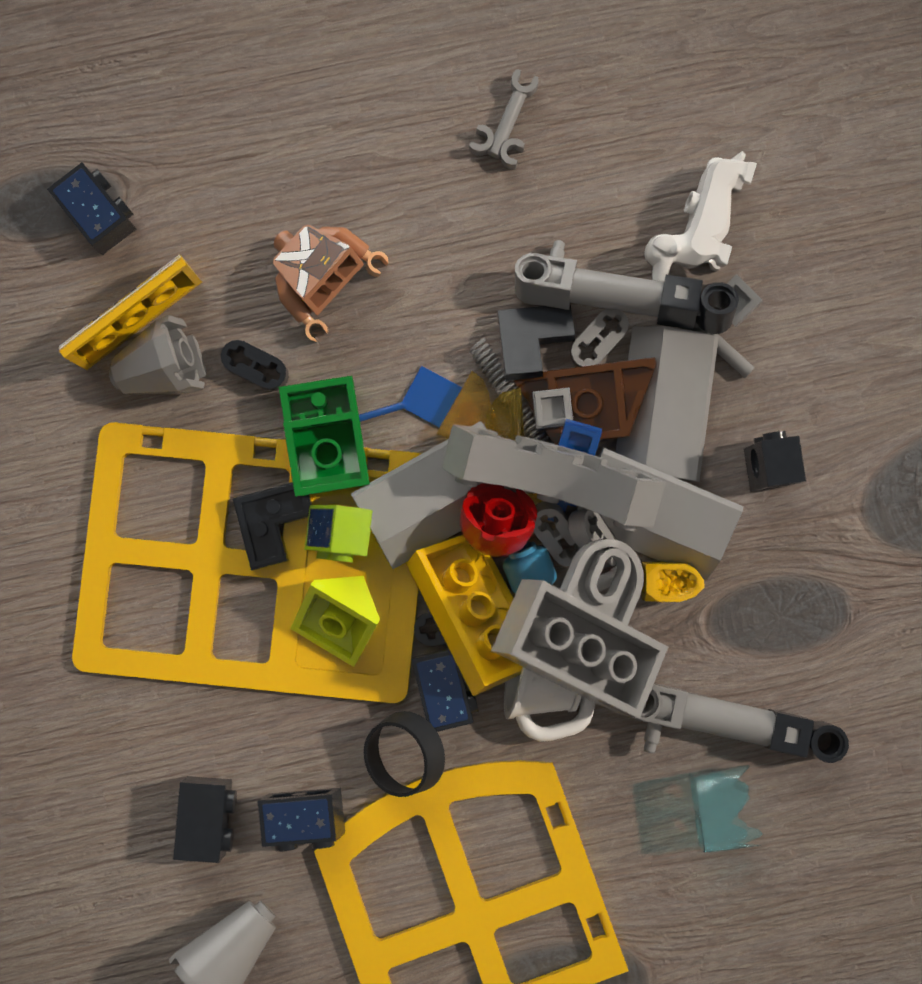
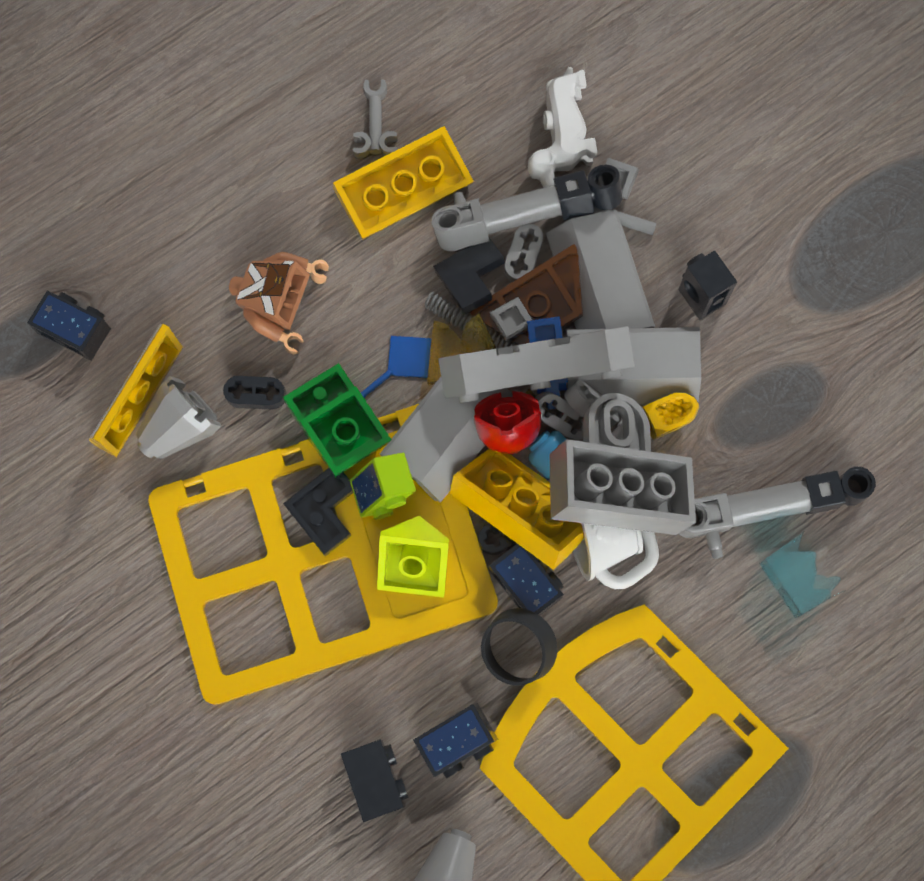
camera: 20 degrees left, 10 degrees down
(507, 204) = (402, 183): none -> yellow slope

